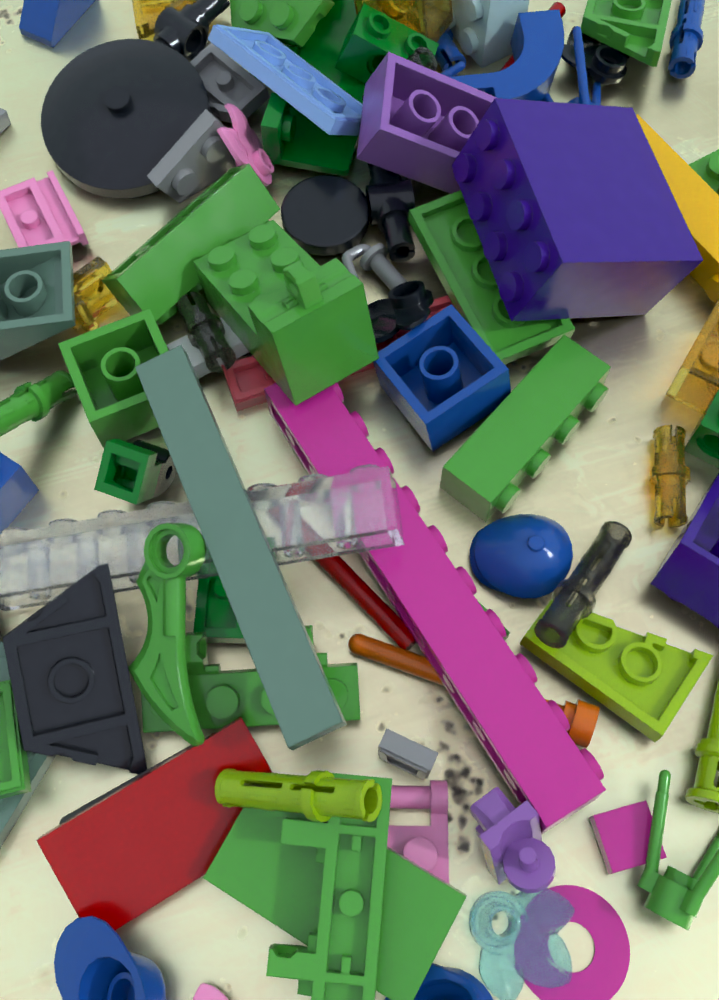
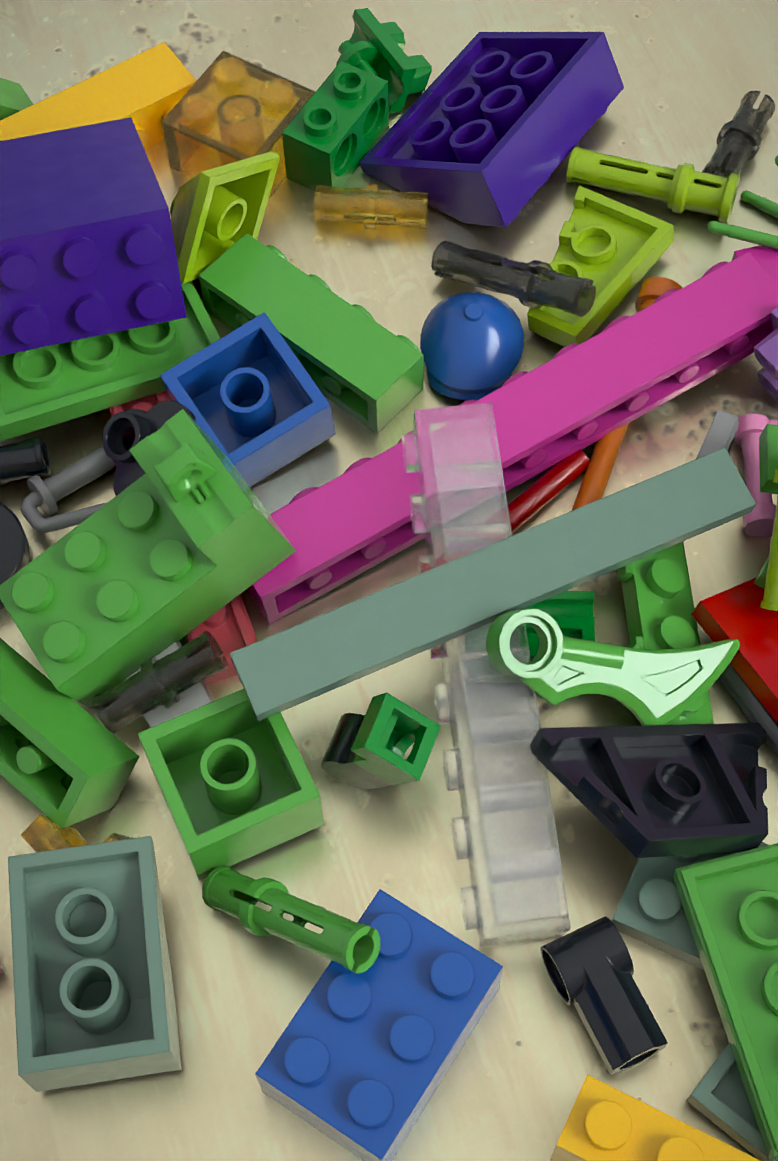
camera: 90 degrees left, 5 degrees down
(624, 339) = (219, 209): none -> lime slope

